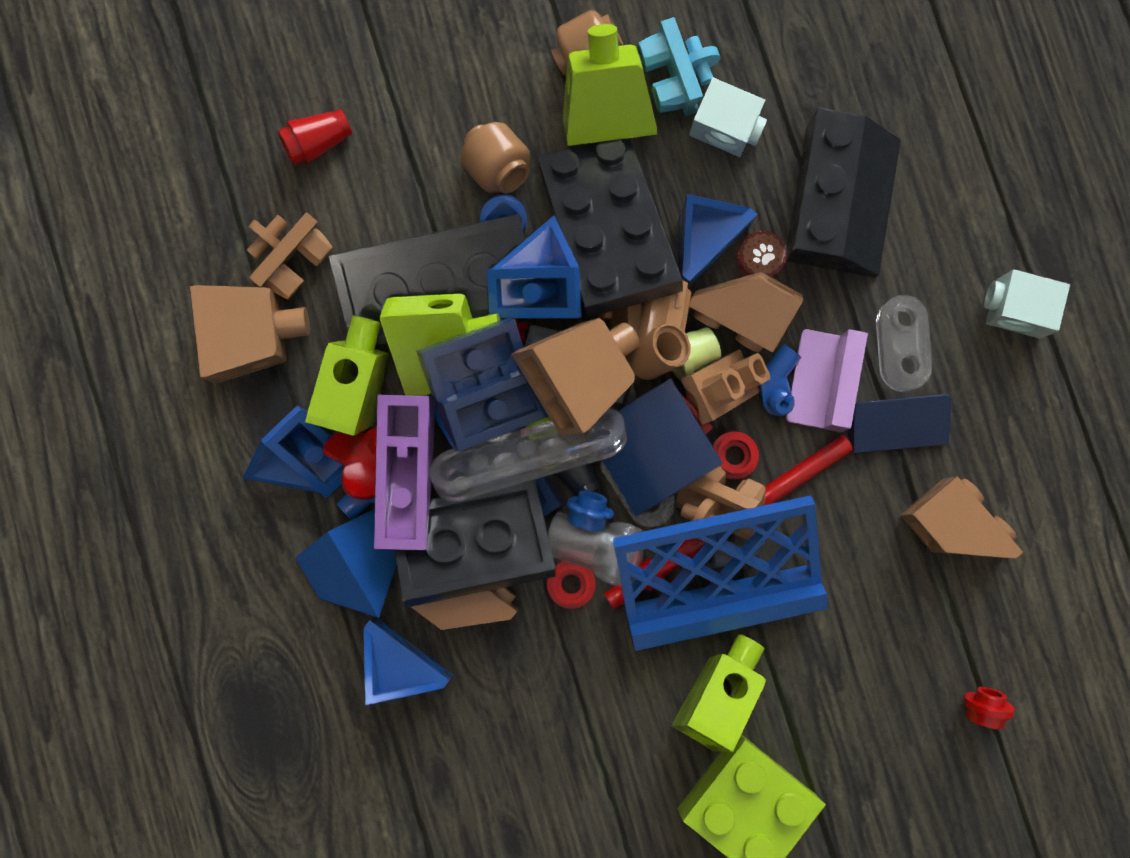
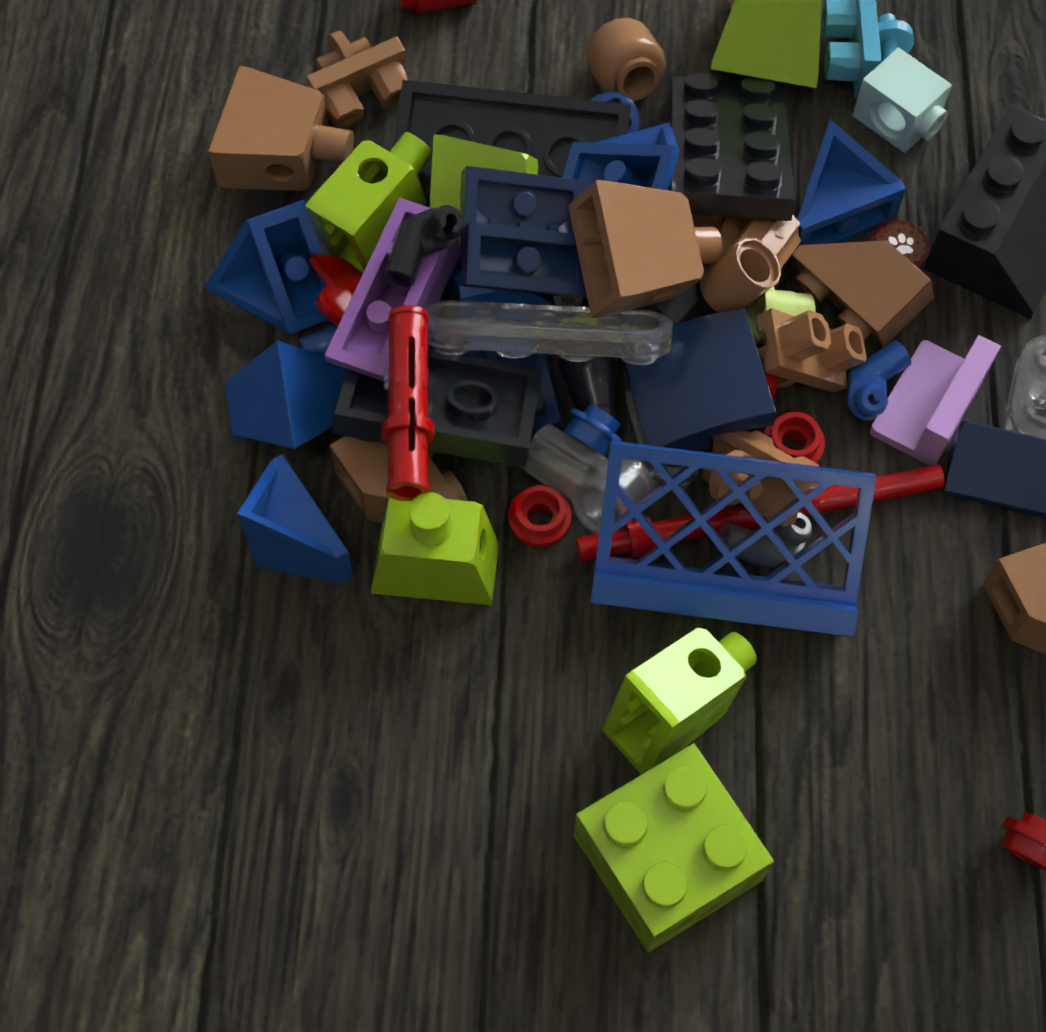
camera: 20 degrees right, 20 degrees down
(409, 431) = (419, 238): none -> black arm
(477, 631) = (407, 426): none -> red pin
(510, 651) = (436, 551): none -> lime torso

